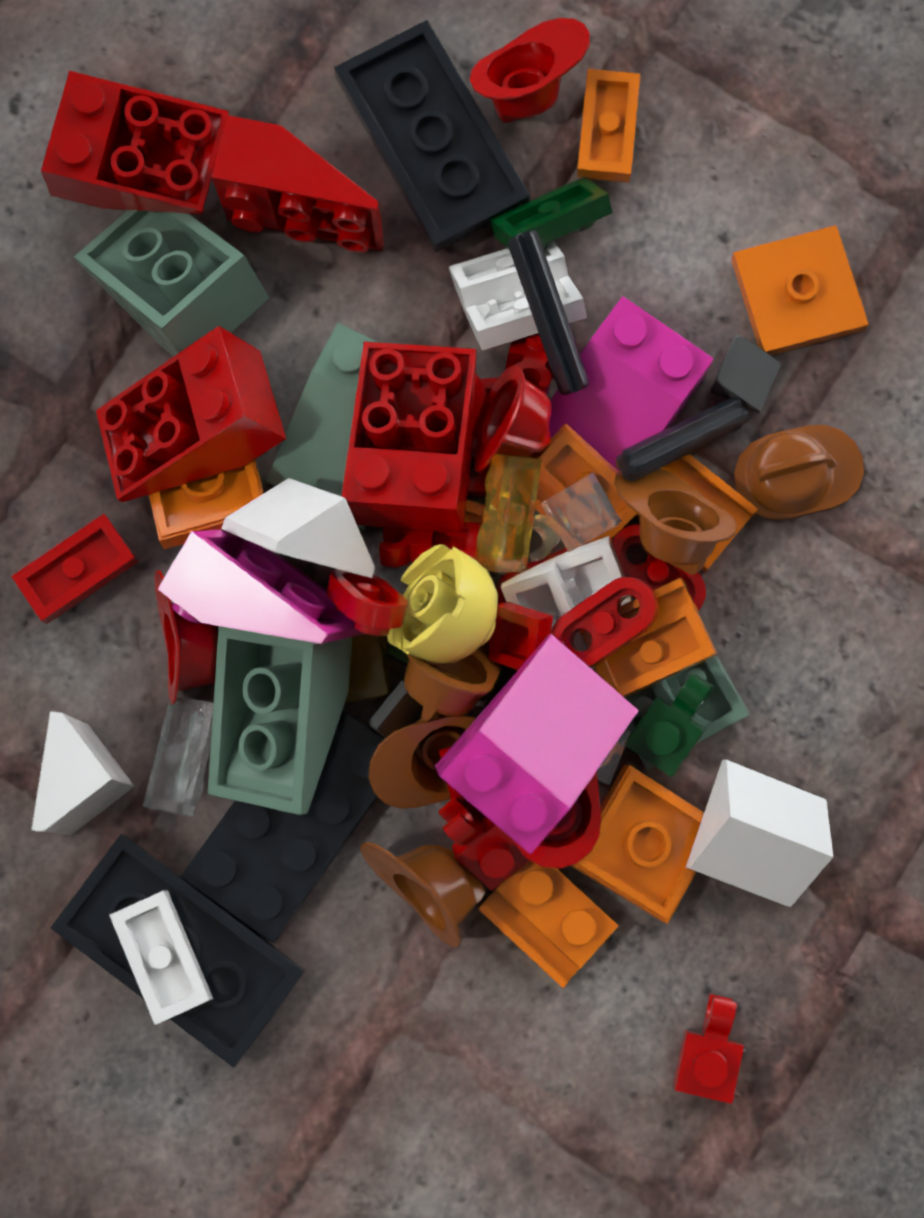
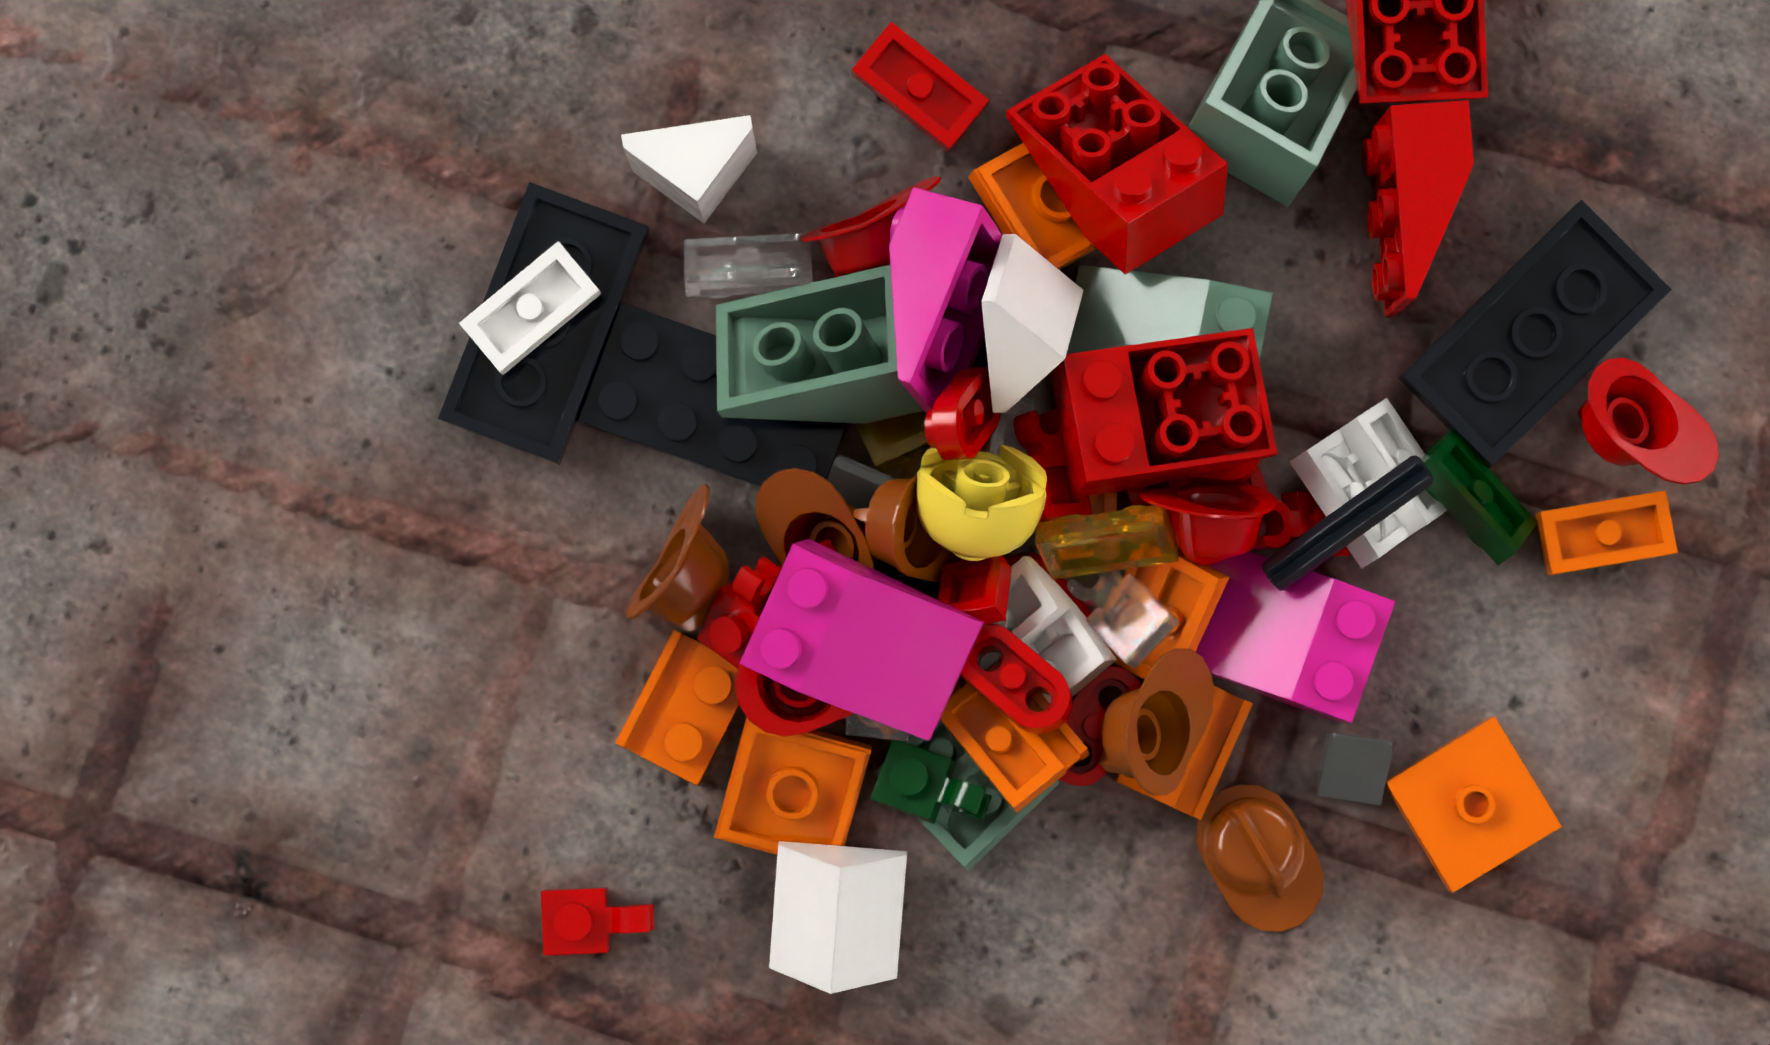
camera: 70 degrees right, 5 degrees up
(681, 439) = (1252, 713): black axle -> none

